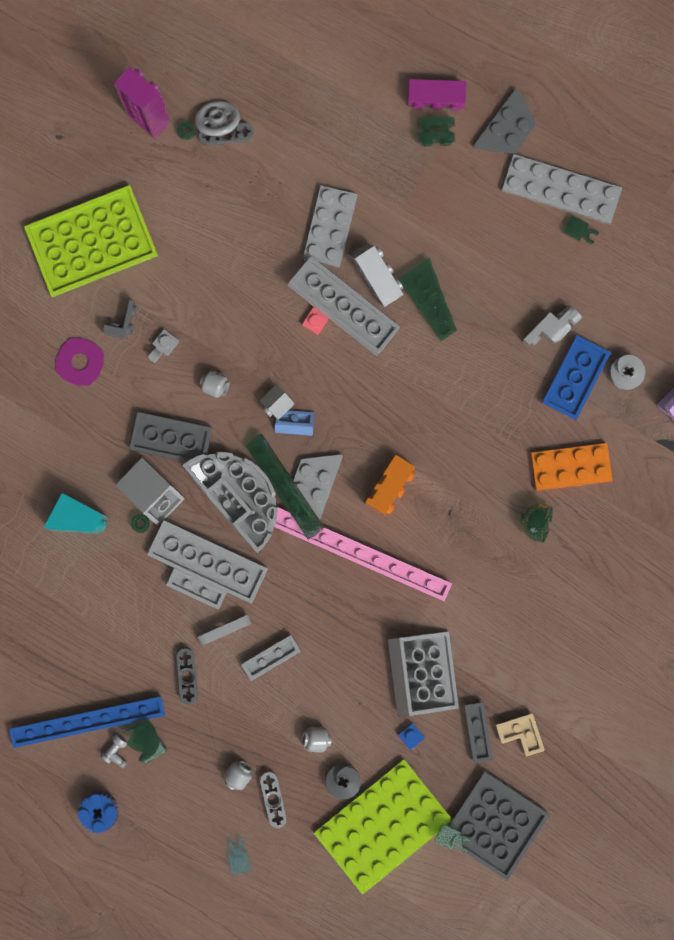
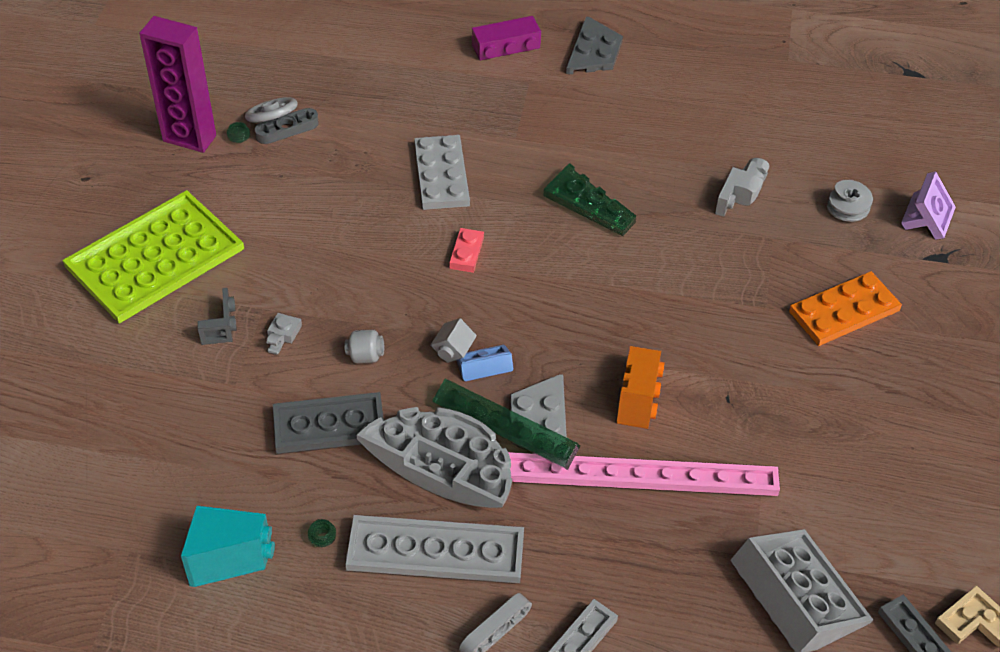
camera: 25 degrees left, 35 degrees down
(79, 377) = (190, 394): magenta piece -> none
(149, 492) = (323, 486): light grey slope -> none
(196, 588) = (433, 587): light grey plate -> none
(343, 306) = (492, 227): light grey plate -> none
(377, 274) = (516, 188): wedge -> none
(429, 138) = (520, 64): clear green brick -> none
(536, 522) = (842, 366): clear green cylinder -> none
(561, 189) = (679, 79): light grey plate -> none
(576, 378) = (797, 224): blue plate -> none
(577, 229) = (718, 105): clear green plate -> none

